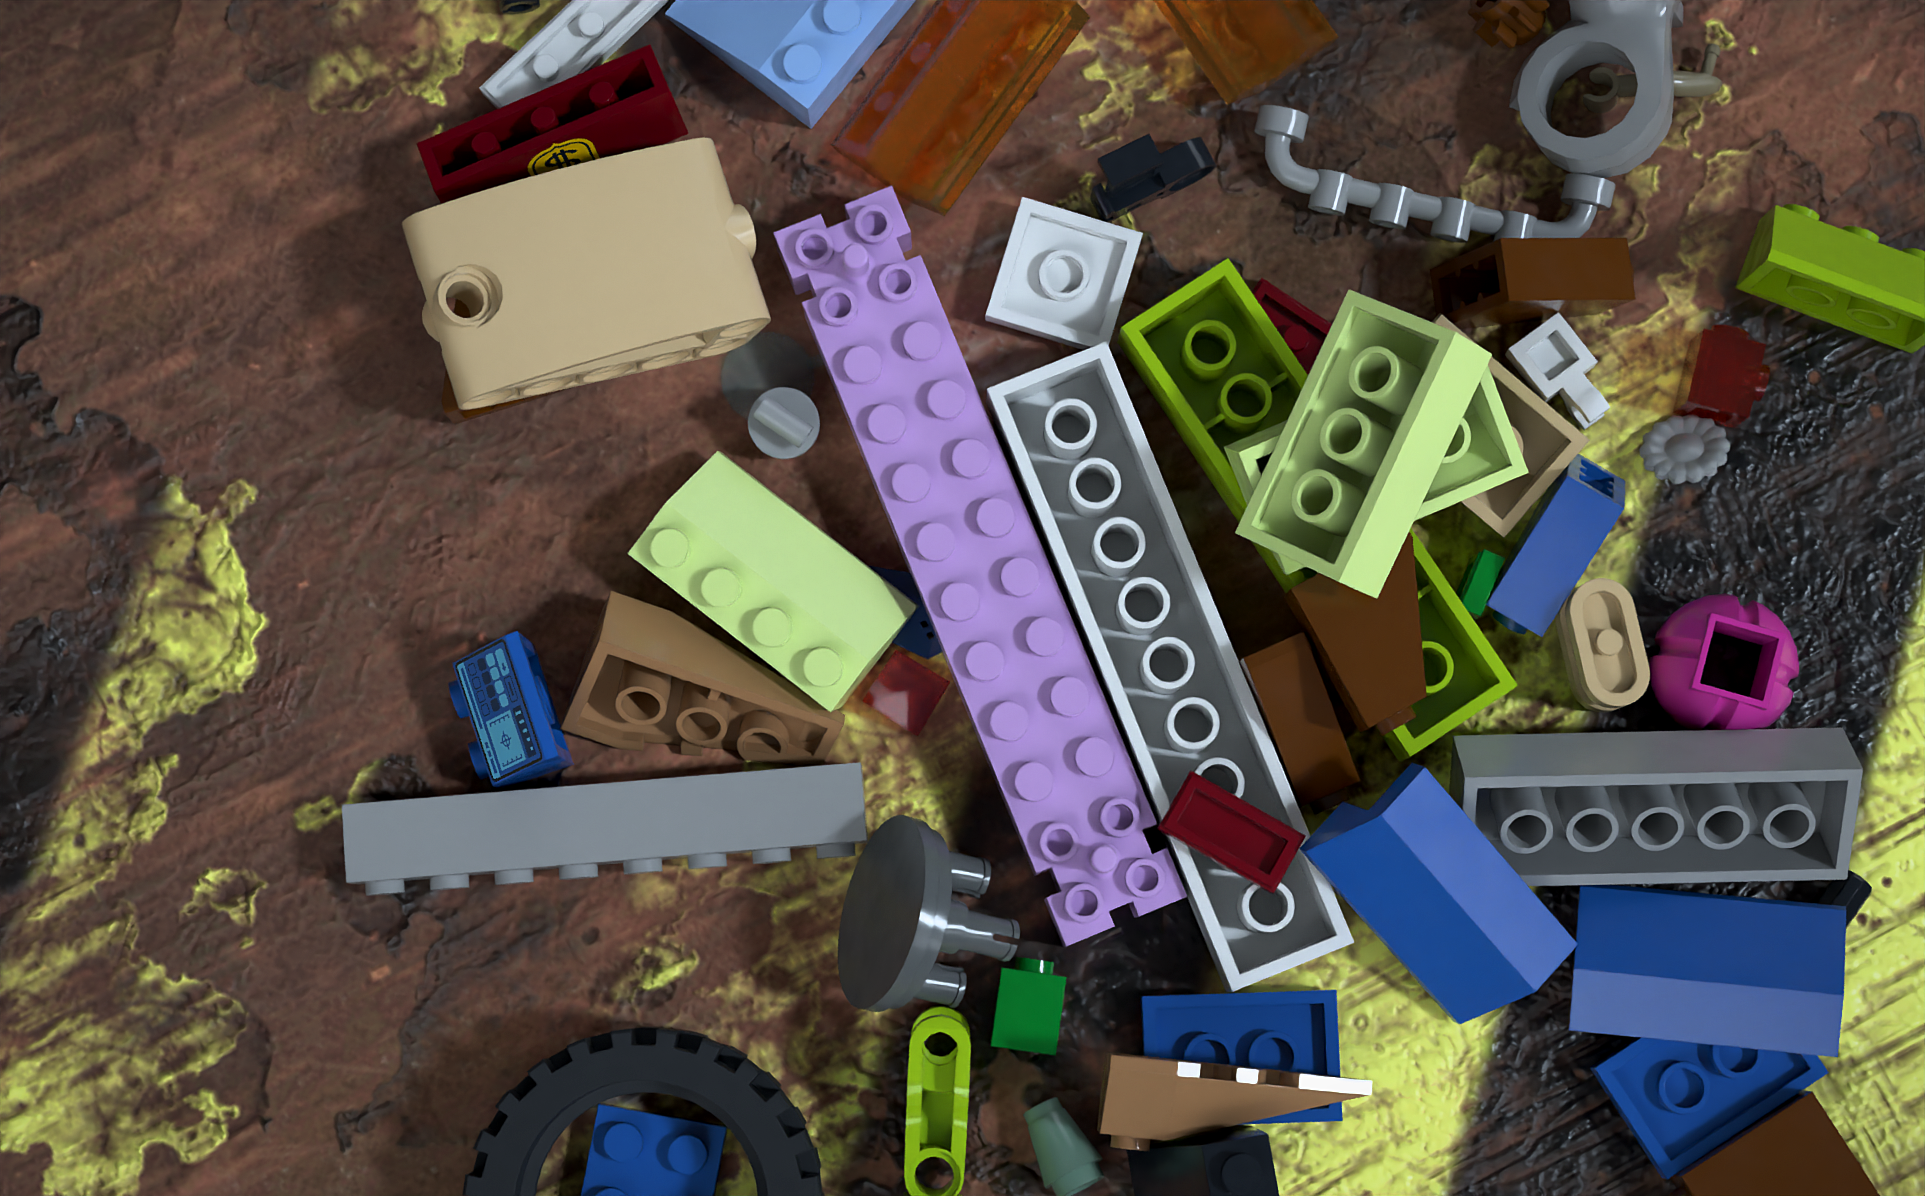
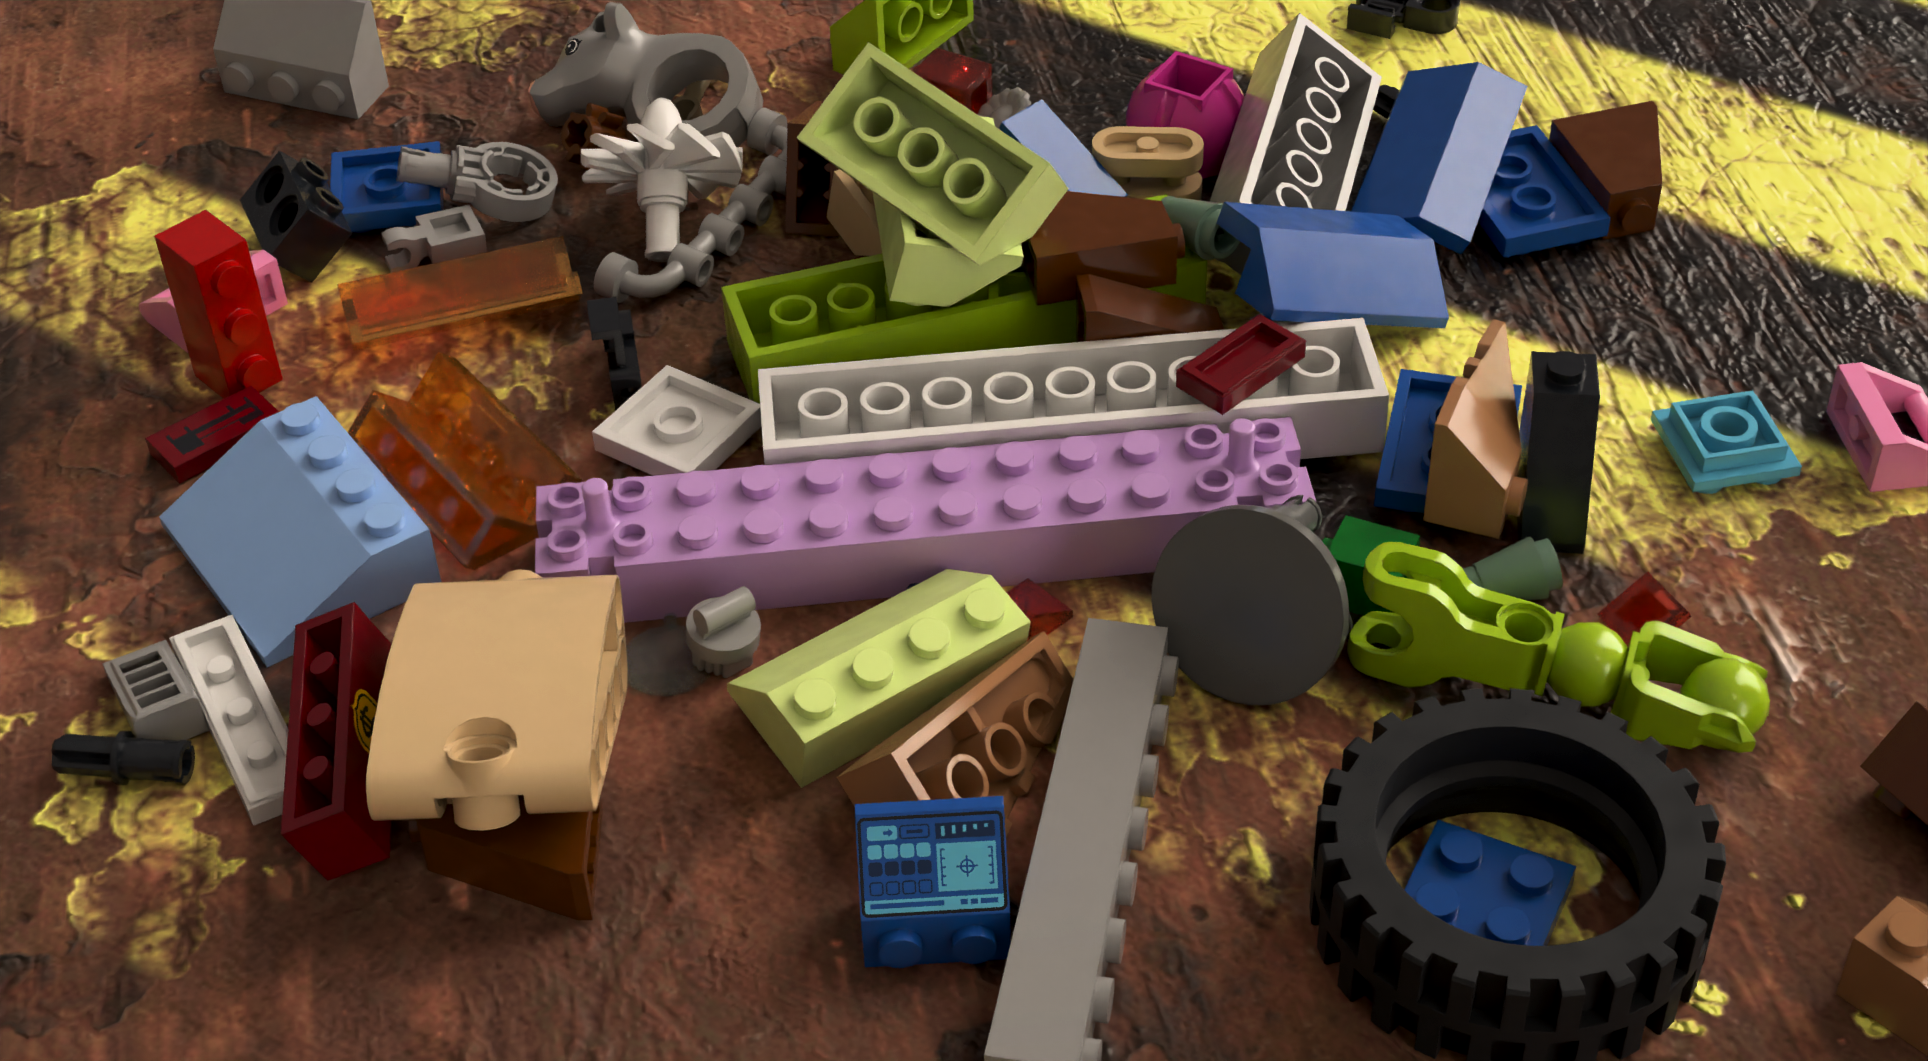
camera: 70 degrees left, 40 degrees down
(1426, 115) = (662, 169): none -> white piece
(1439, 735) = (1200, 227): none -> sand green cone

